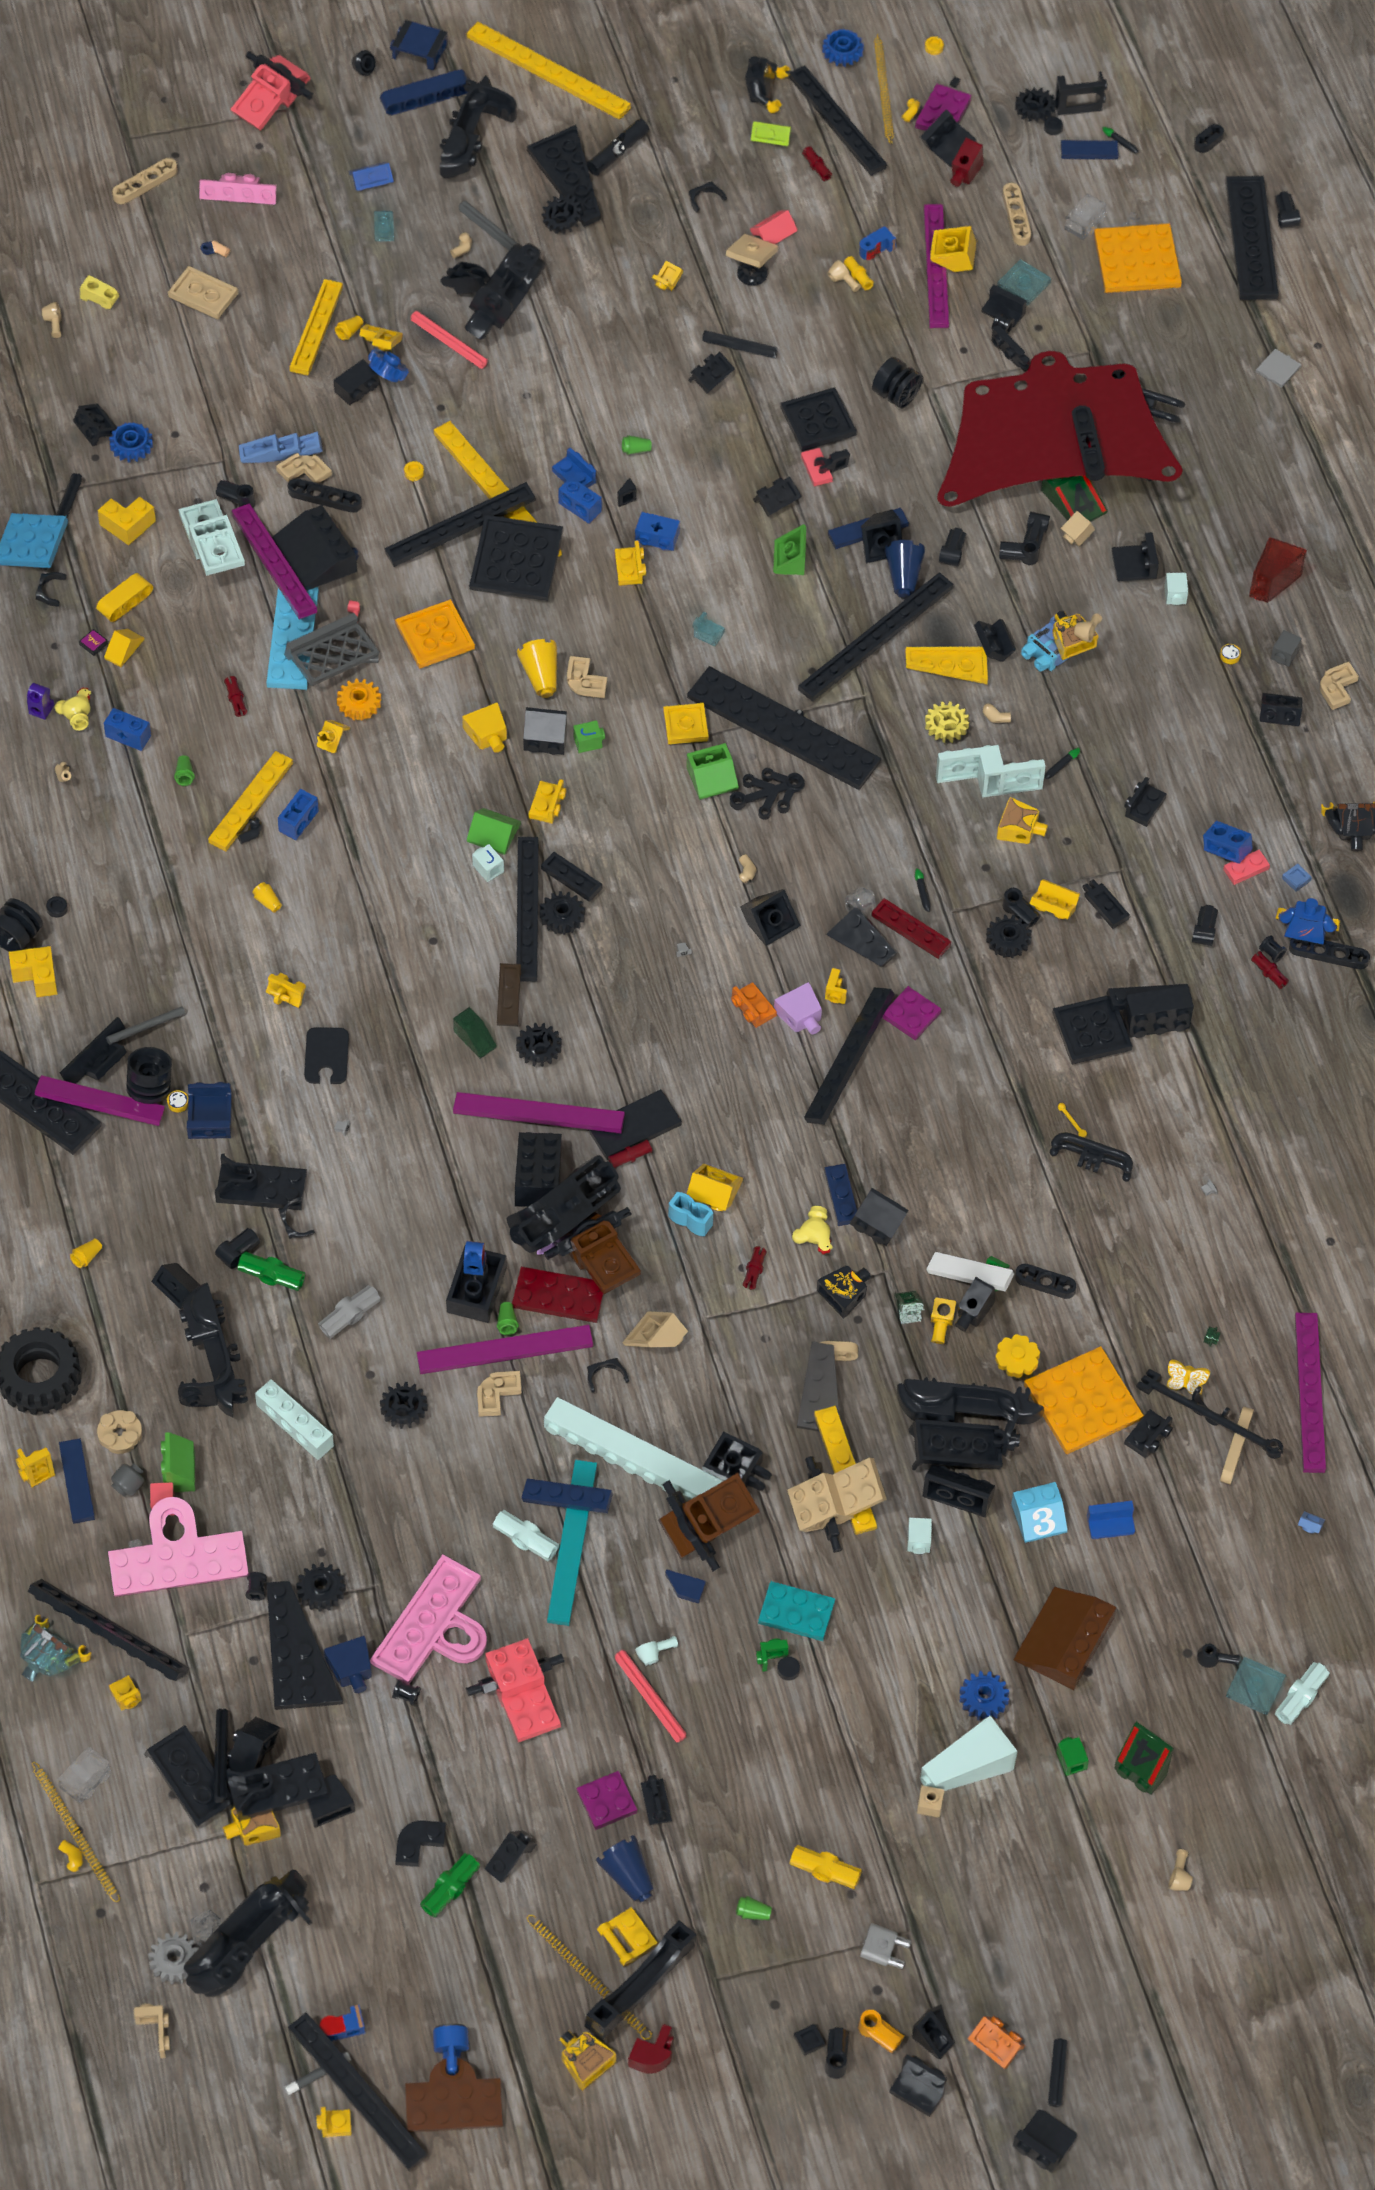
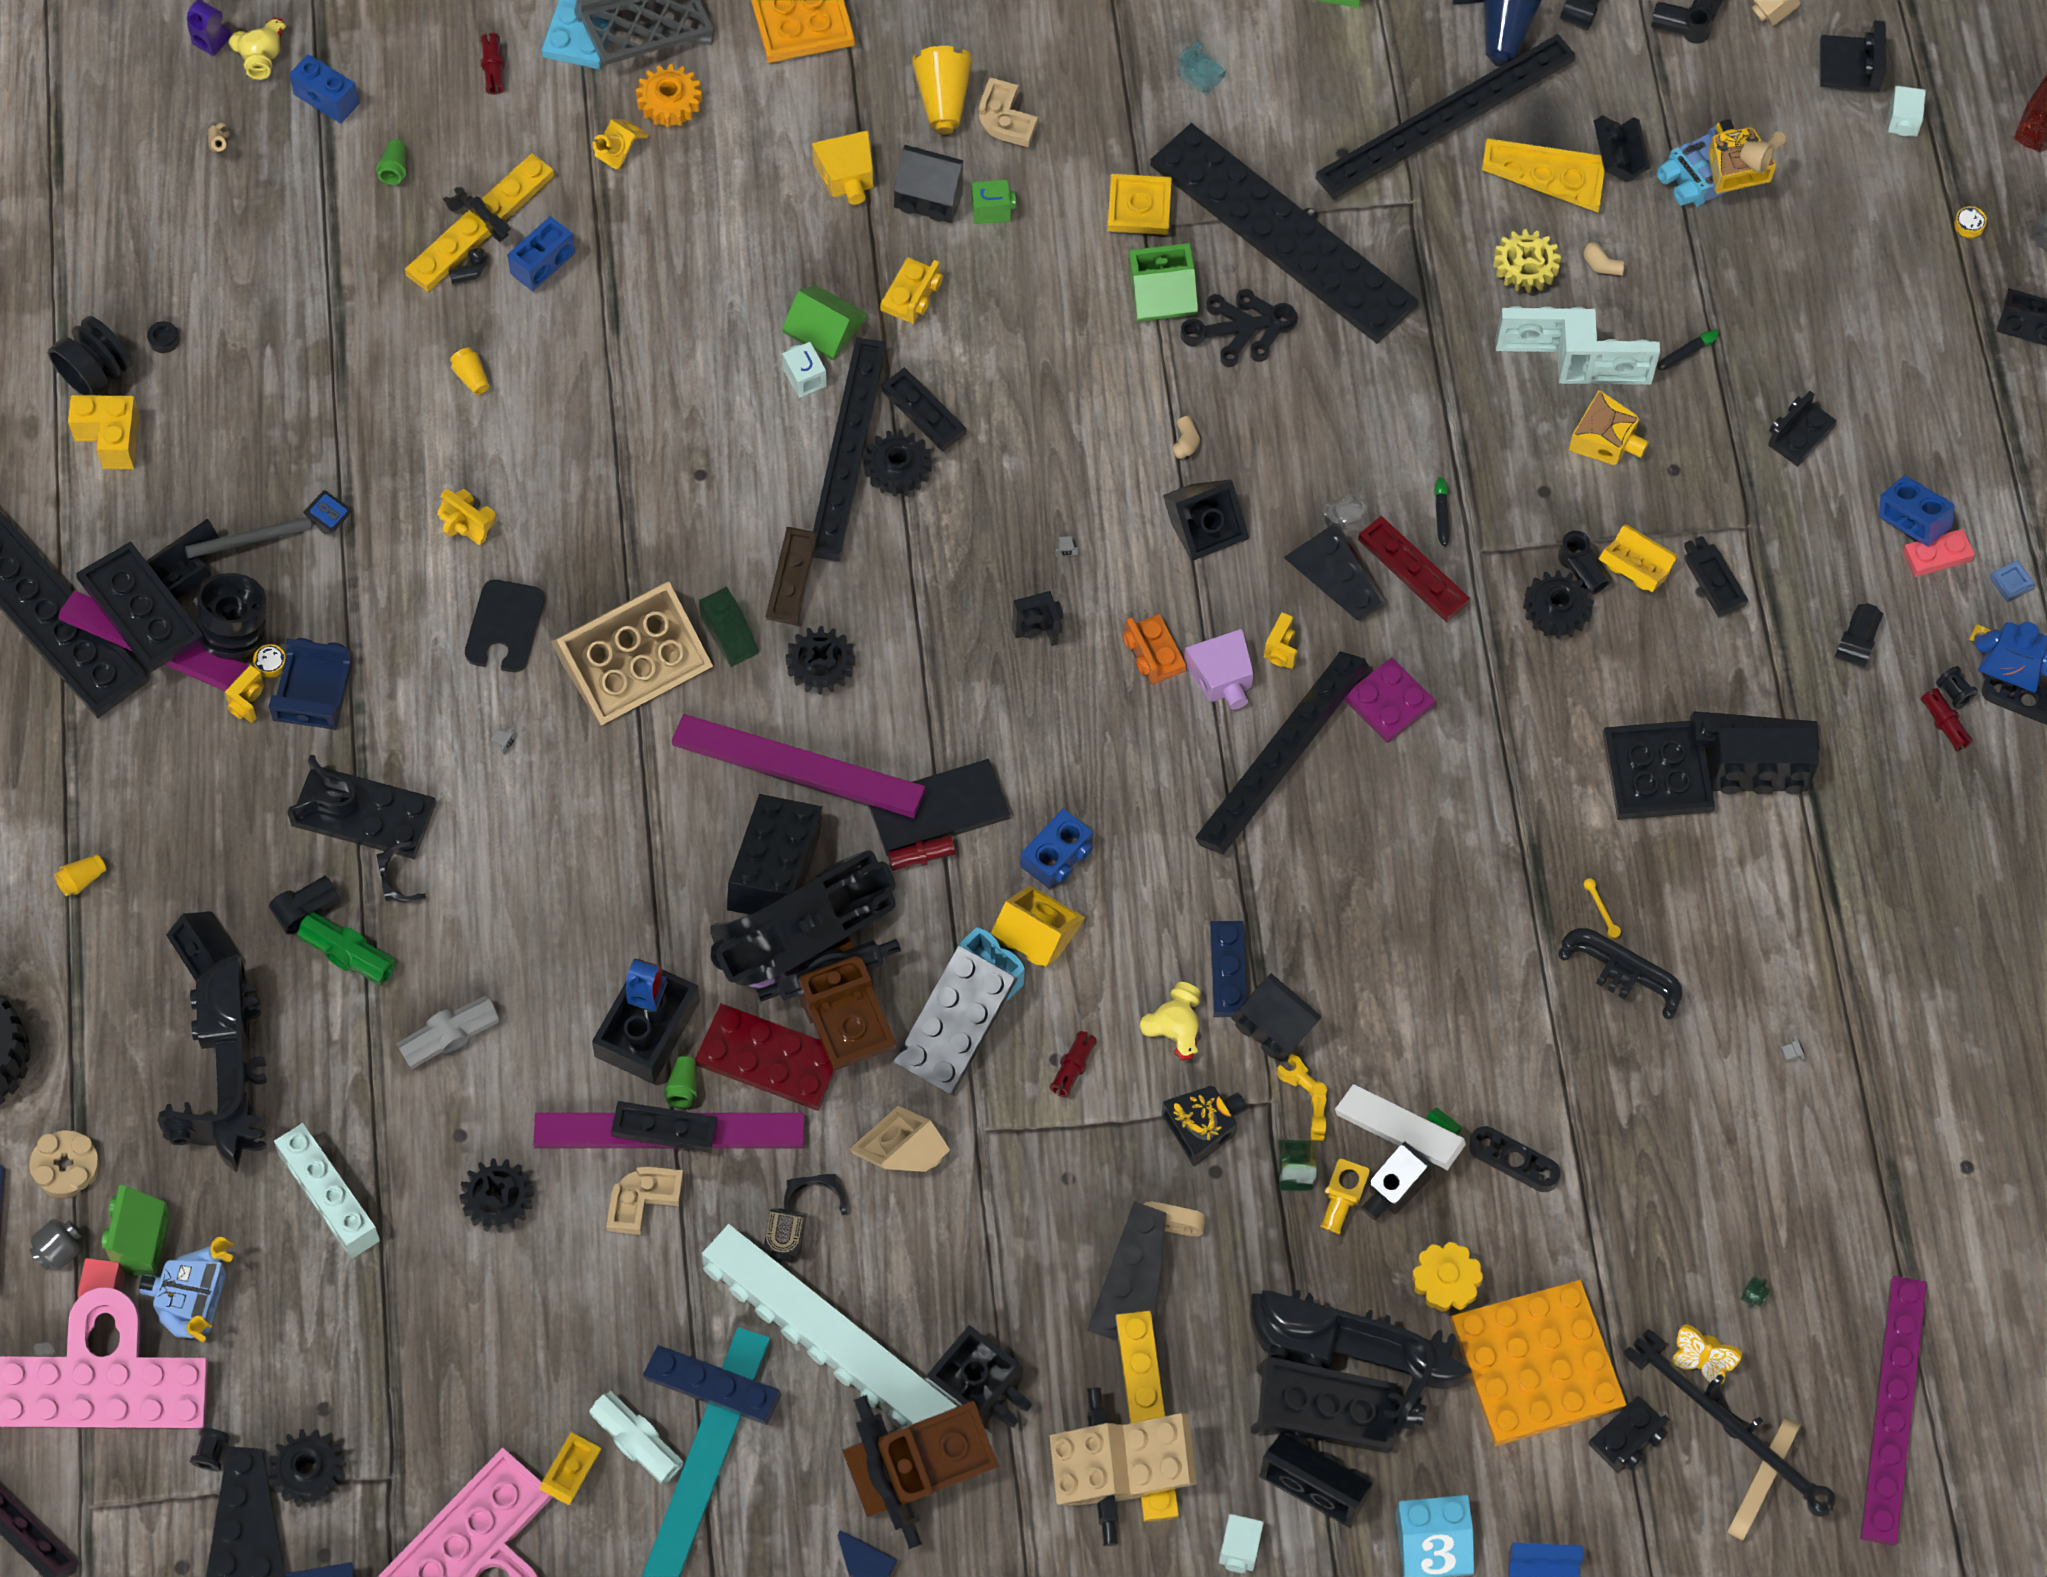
camera: 10 degrees right, 5 degrees up
(88, 1078) = (140, 607): none -> black plate
(166, 1124) = (244, 689): none -> yellow bracket
(194, 1001) = (327, 512): none -> slope
(220, 1492) = (189, 1290): none -> light blue torso
(262, 800) = (497, 226): none -> black piece
(415, 1059) = (632, 653): none -> tan slope
(488, 1559) = (570, 1468): none -> yellow plate
(502, 1345) = (664, 1126): none -> black plate
(593, 1398) = (784, 1233): none -> brick
(675, 993) = (1036, 615): none -> black bracket
(675, 1251) = (955, 1020): none -> plate
(714, 1137) = (1049, 845): none -> blue brick
(912, 1259) = (1316, 1090): none -> yellow piece

